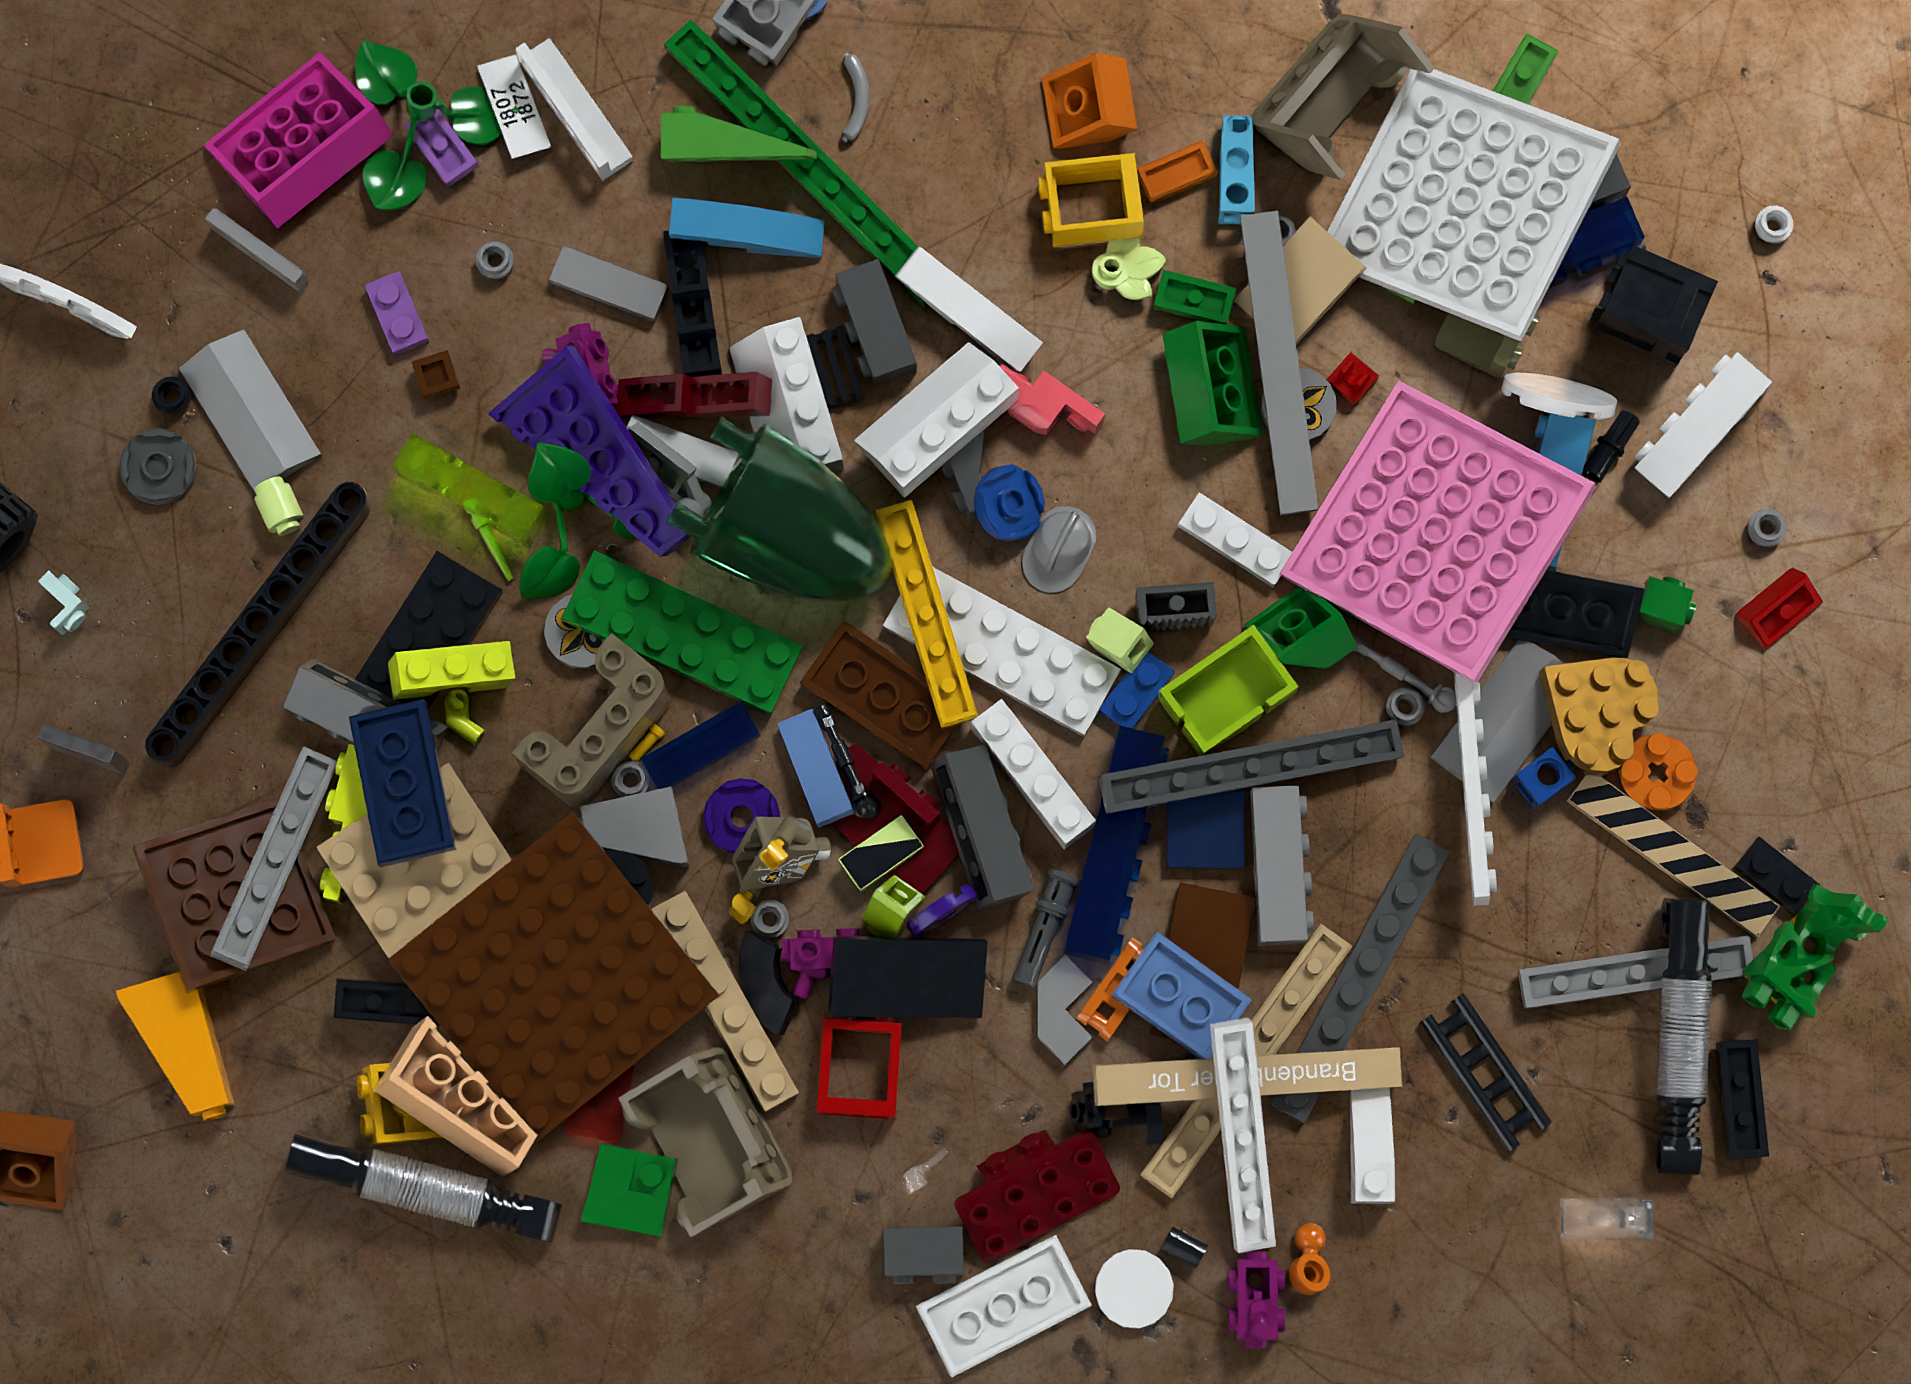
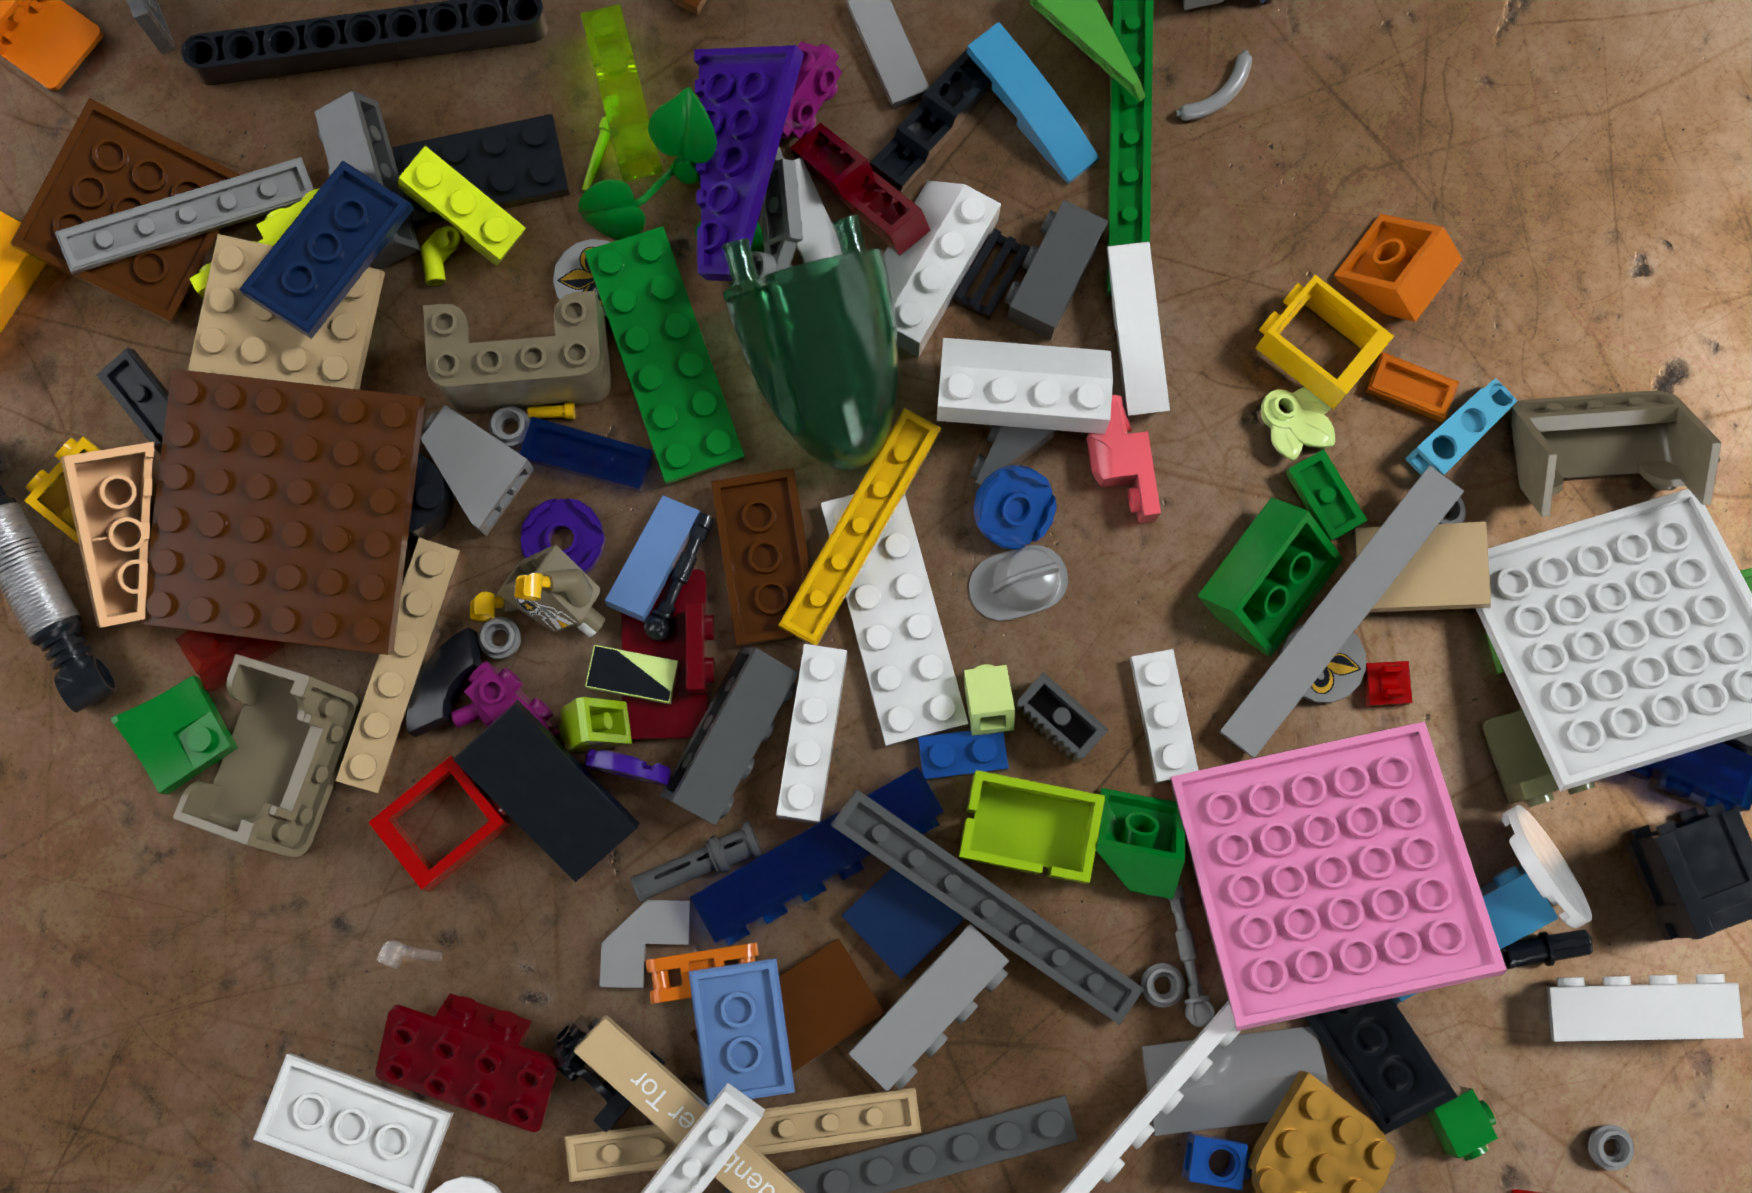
camera: 45 degrees right, 0 degrees up
(923, 1253) = (333, 1019): dark grey brick -> none

